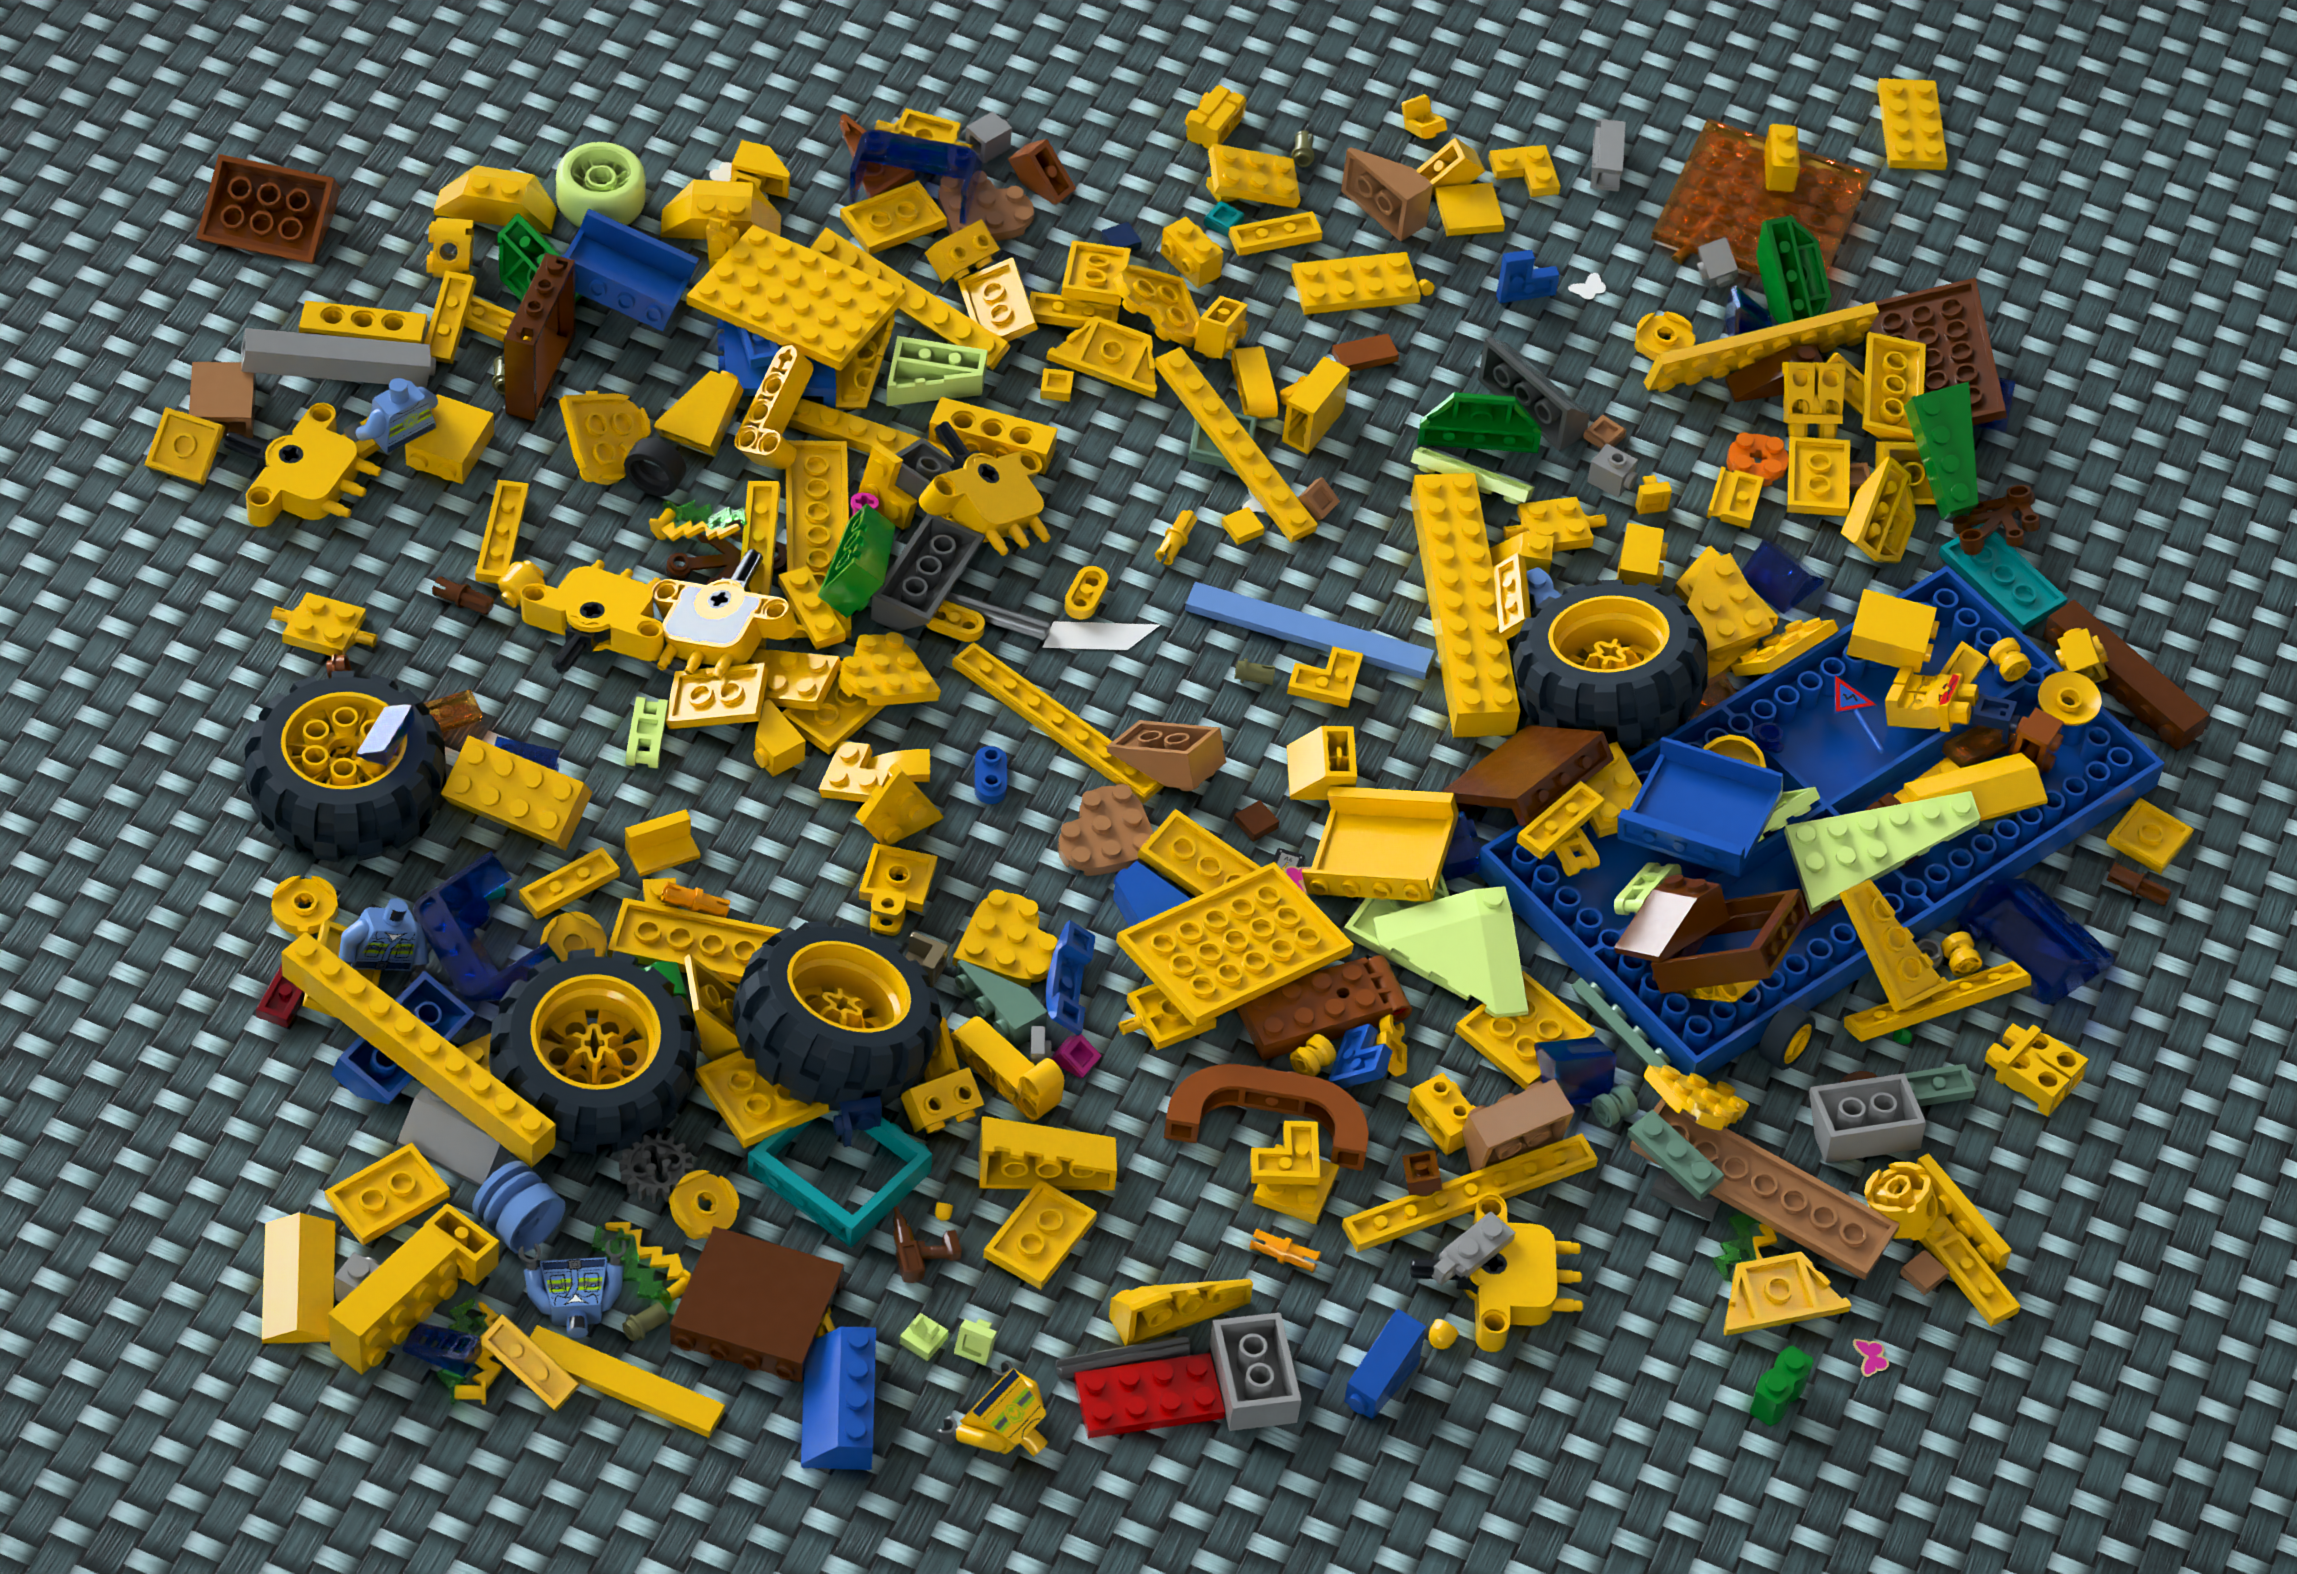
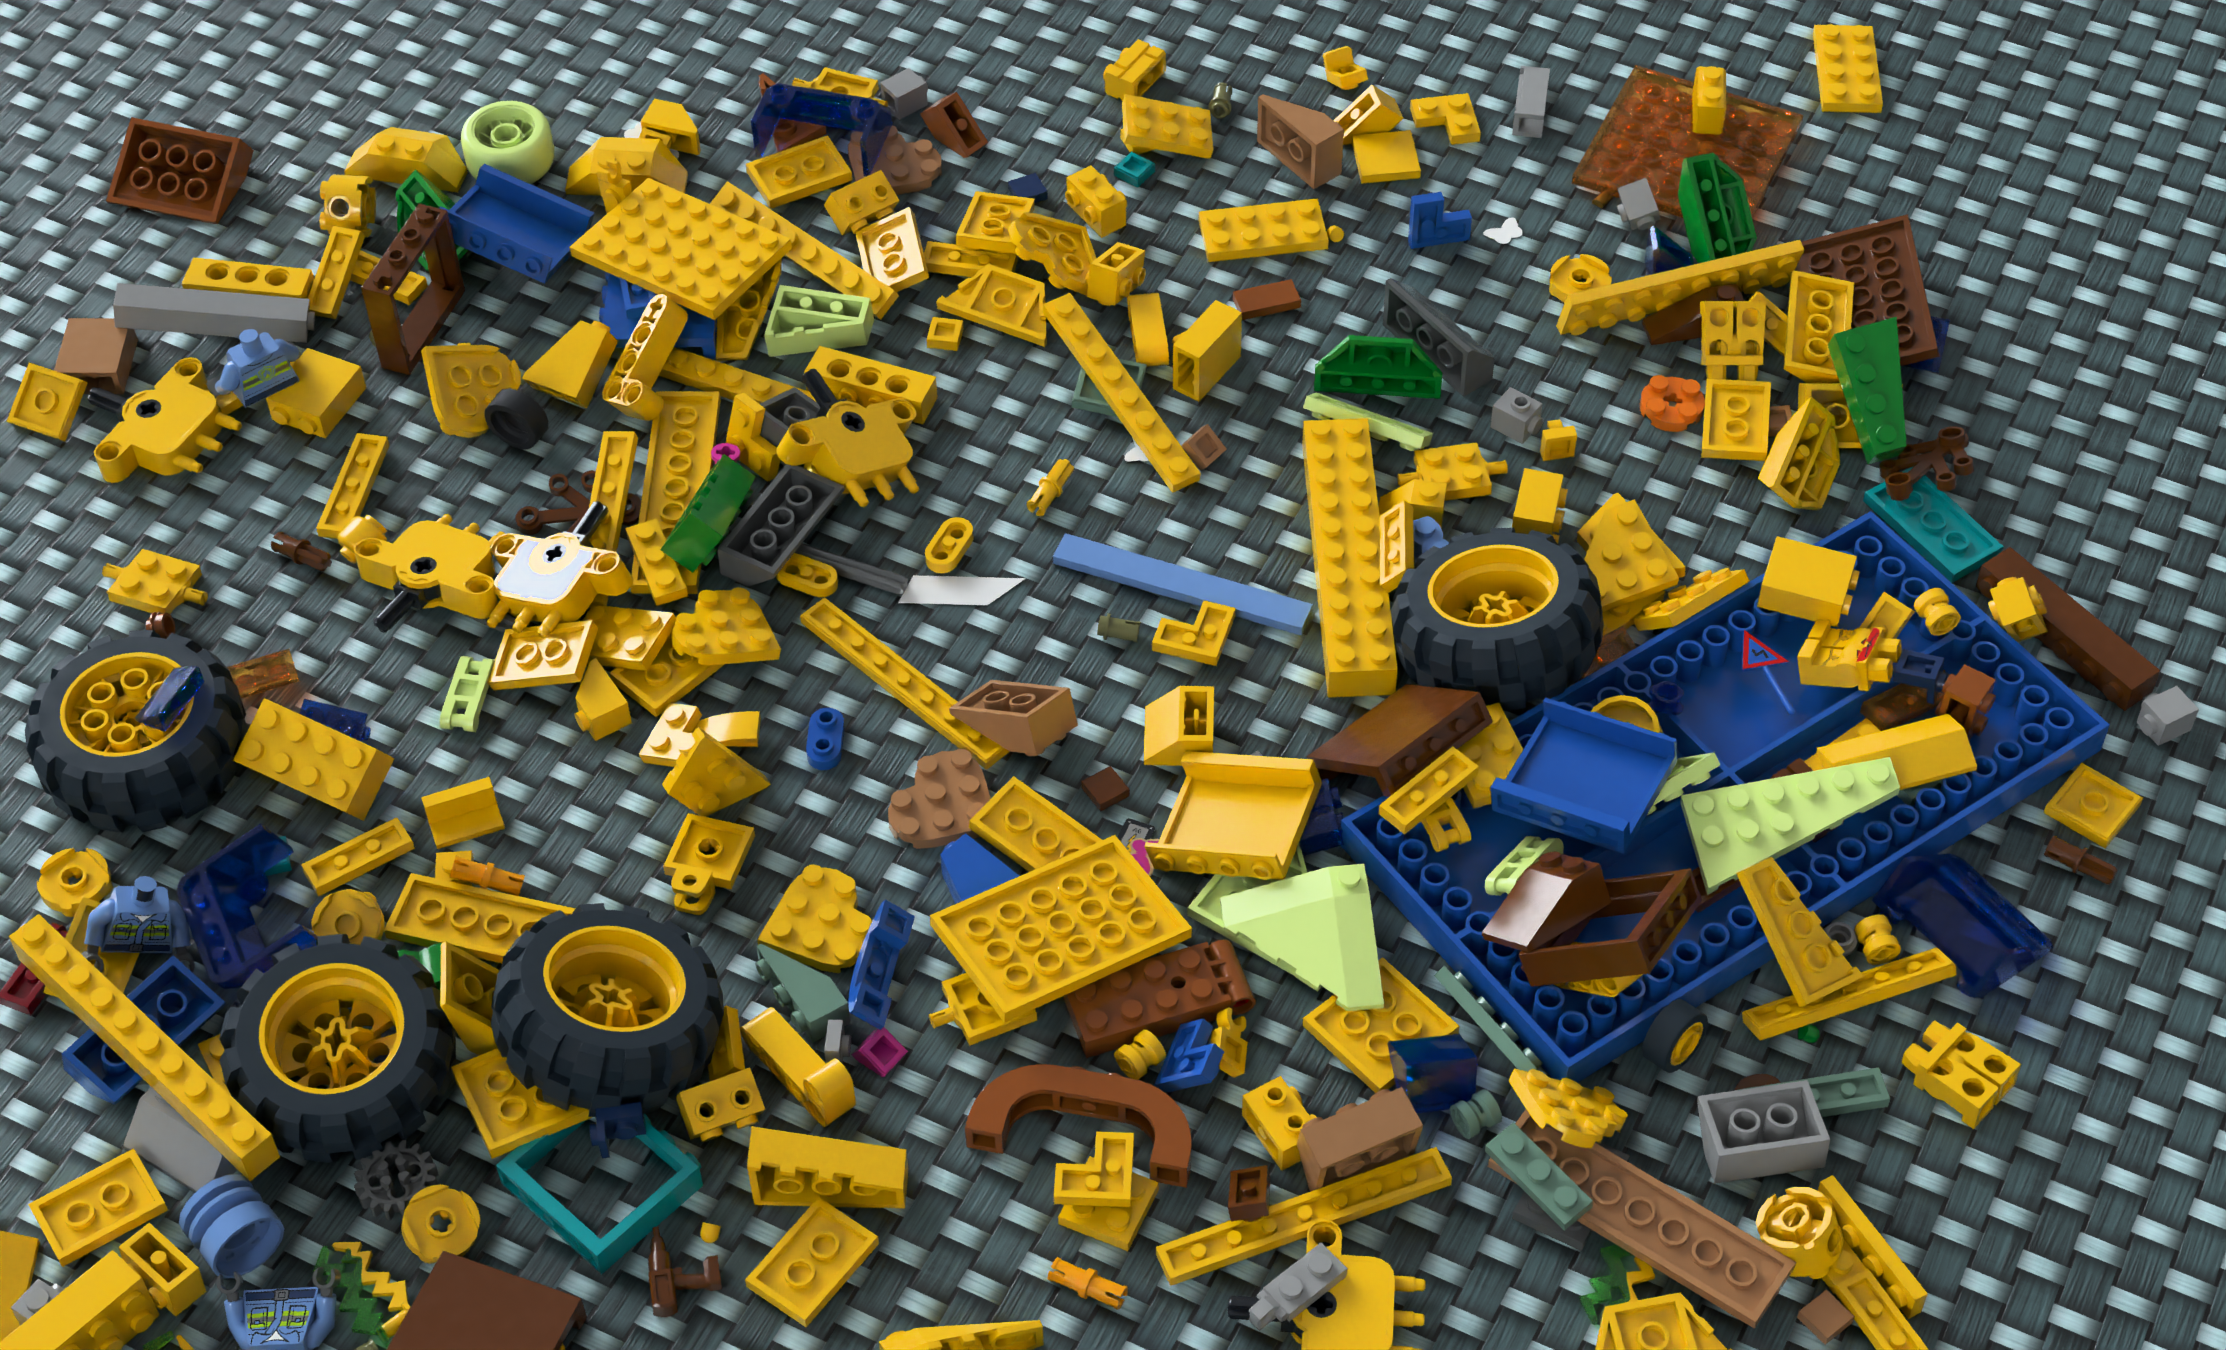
camera: 10 degrees right, 0 degrees up
(665, 525) = (562, 477): piece -> none
(929, 954) = (727, 943): dark tan panel -> none
(1242, 525) = (1122, 475): yellow tile -> none
(1275, 233) = (1184, 182): yellow plate -> none
(1603, 432) = (1511, 375): medium nougat tile -> none
(1735, 497) = (1646, 442): yellow plate -> none
(1780, 576) = (1690, 524): clear blue slope -> none
(2072, 689) = (2007, 644): yellow dish -> none
(2215, 755) = (2167, 715): none -> light grey brick

